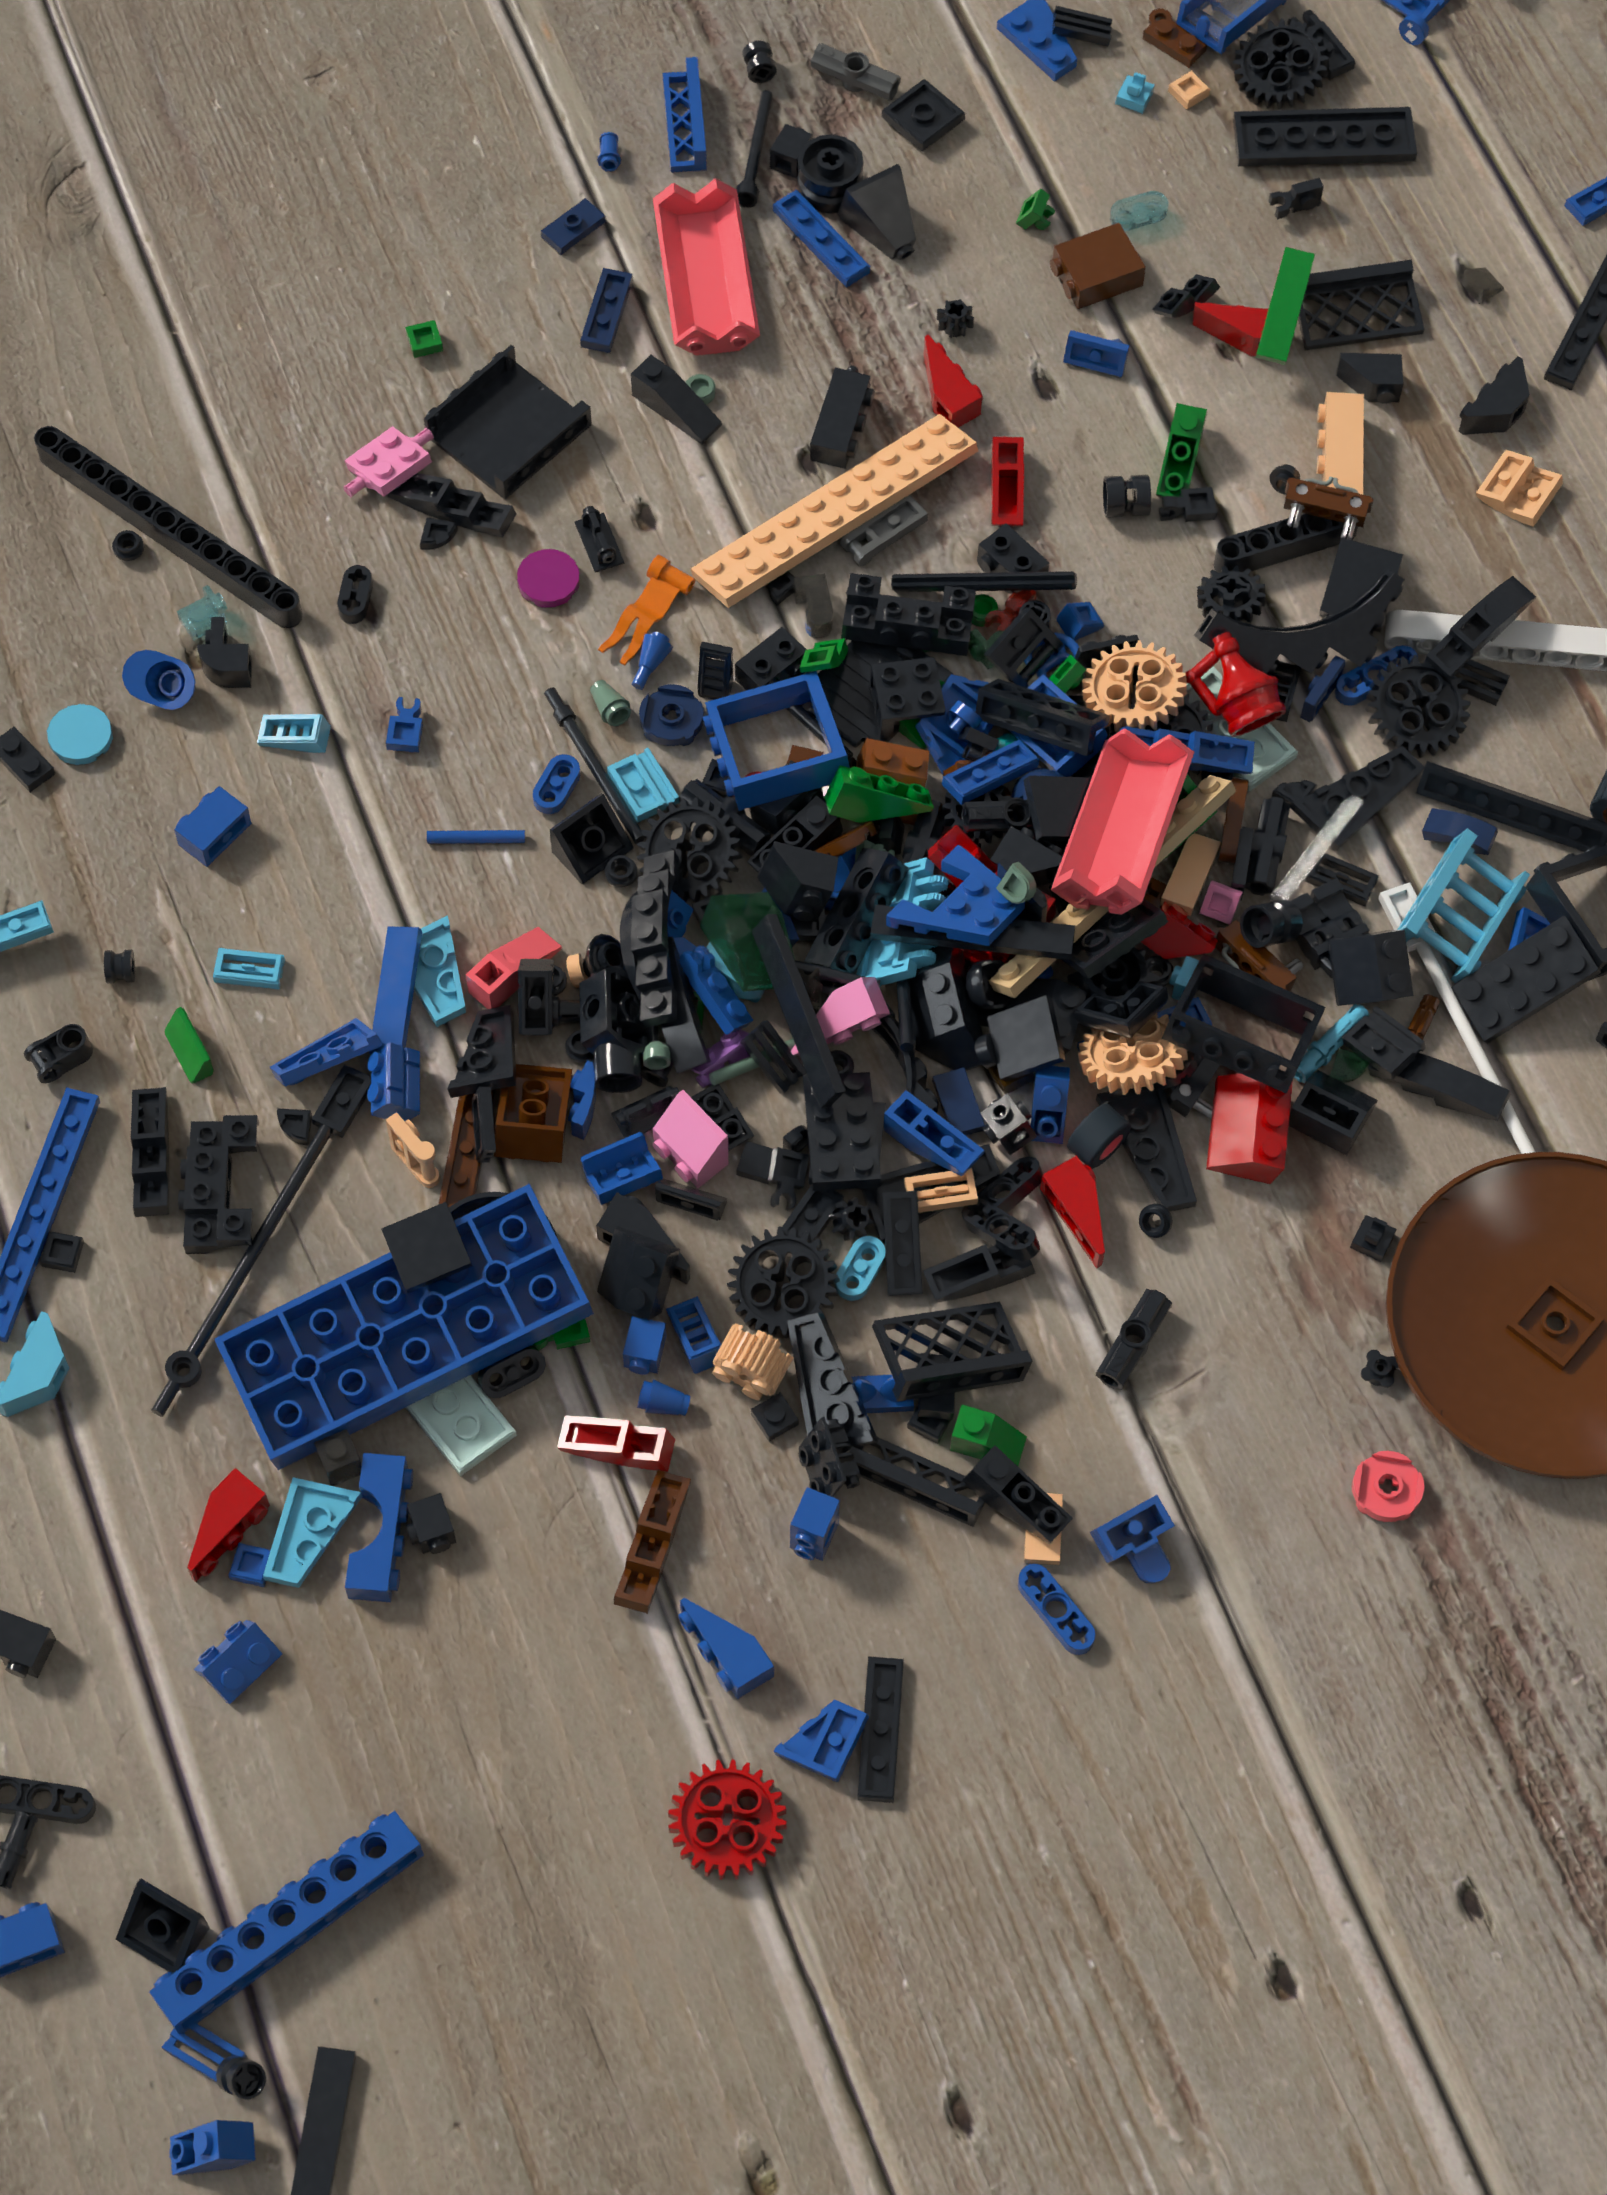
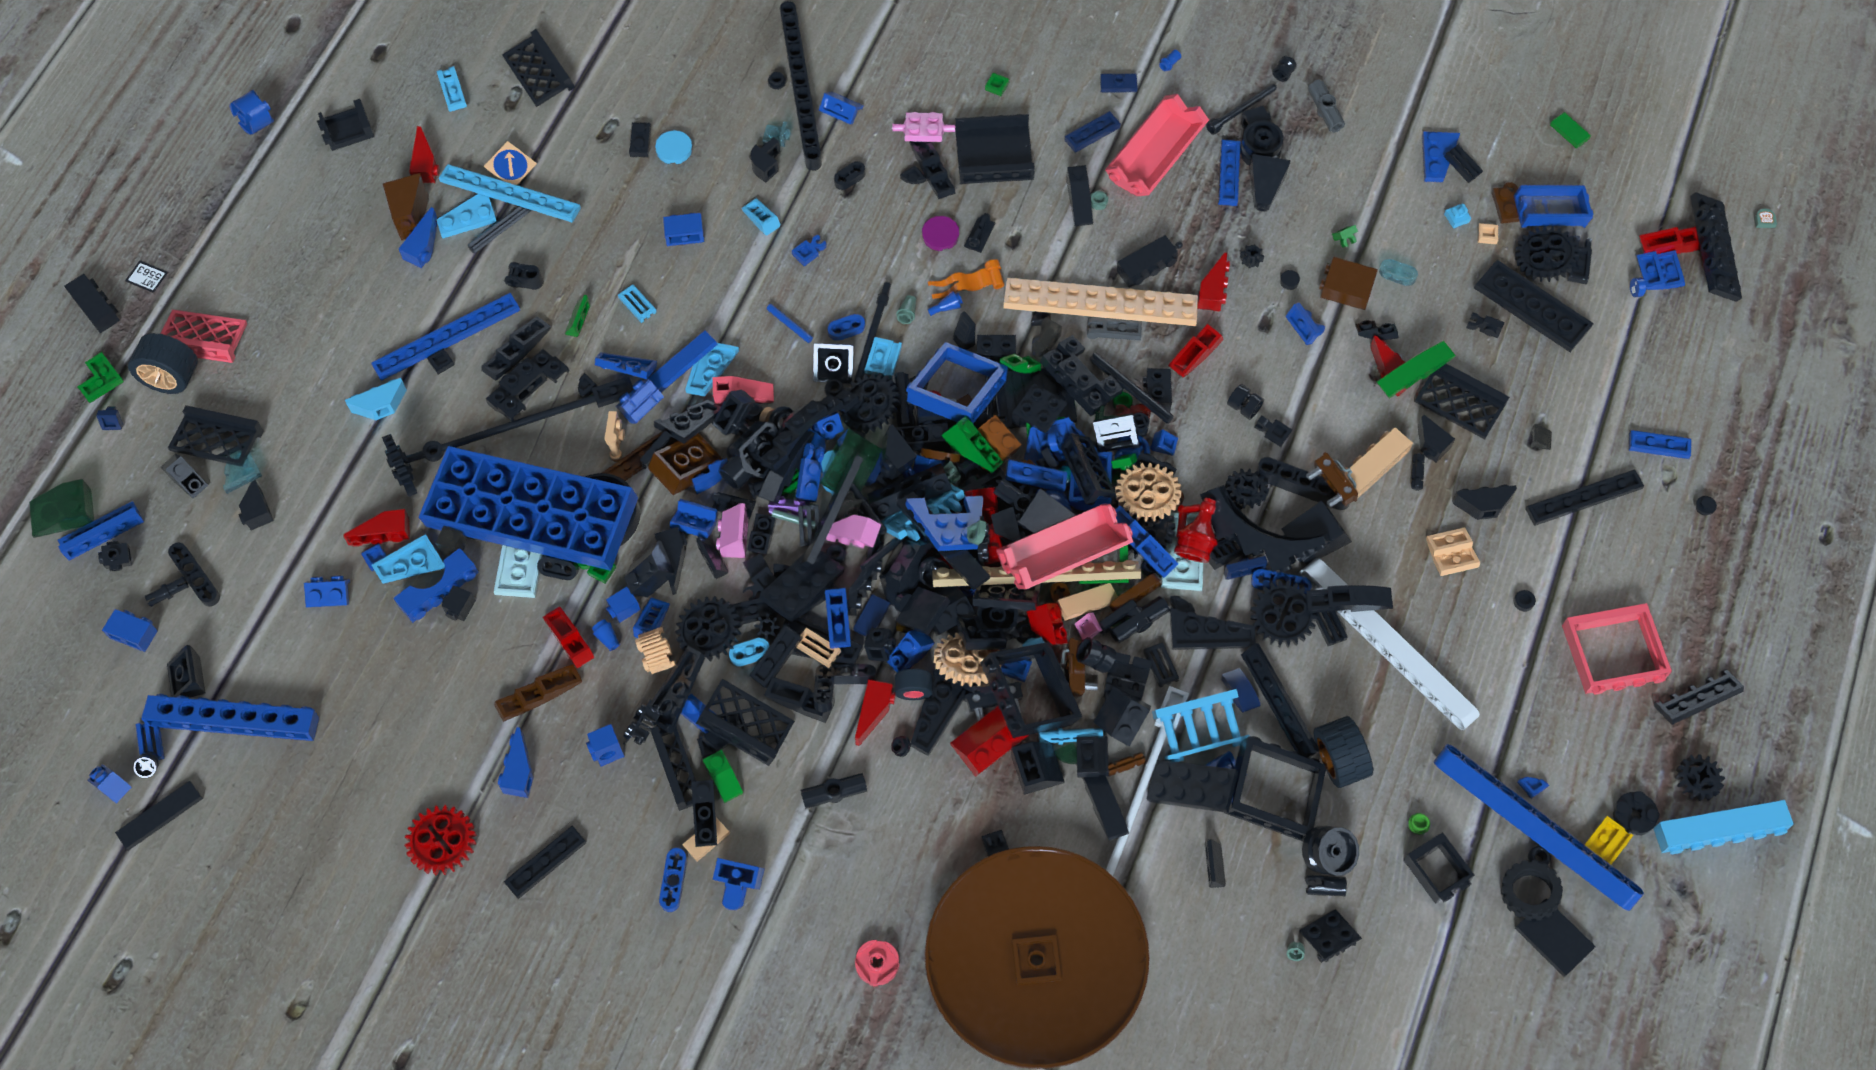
camera: 45 degrees right, 0 degrees up
(119, 966) = (584, 258): black wheel -> none
(158, 679) = (725, 148): blue piece -> none
(175, 1415) = (396, 459): none -> black gear
(251, 517) = (840, 107): none -> blue panel
(426, 1247) = (563, 479): black tile -> none
(656, 1056) = (755, 480): sand green hinge -> none
(671, 732) = (925, 327): dark blue plate -> none
(695, 114) = (1223, 74): blue fence -> none
(774, 1416) = (645, 685): black plate -> none
(826, 1741) = (515, 845): blue wing -> none
(923, 115) = (1339, 150): black plate -> none
(1024, 314) = (1289, 279): none -> black tile
(1181, 450) = (1297, 401): green slope -> none
(1279, 477) = (1335, 452): black plate -> none
(1317, 849) = (1156, 639): clear tile -> none
(1376, 1377) = (925, 903): black plate -> none
(1392, 426) = (1417, 471): none -> black axle

